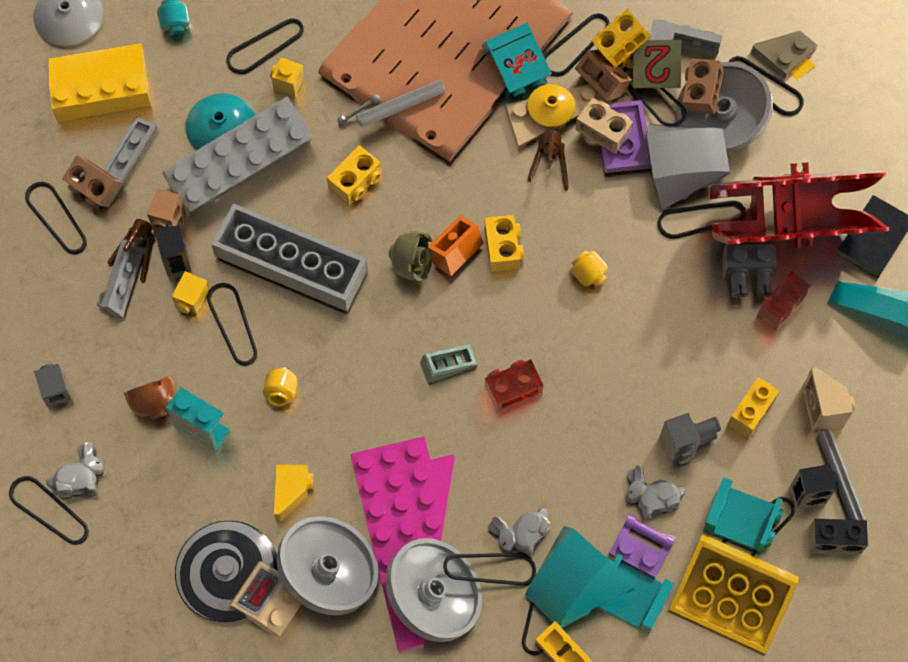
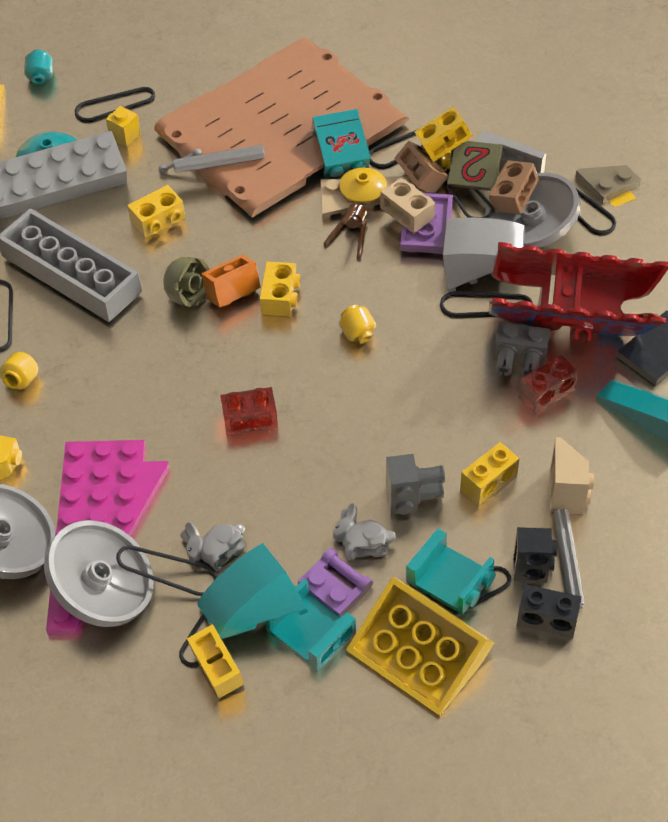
camera: 15 degrees right, 15 degrees down
(441, 373) = (177, 386): sand green slope -> none

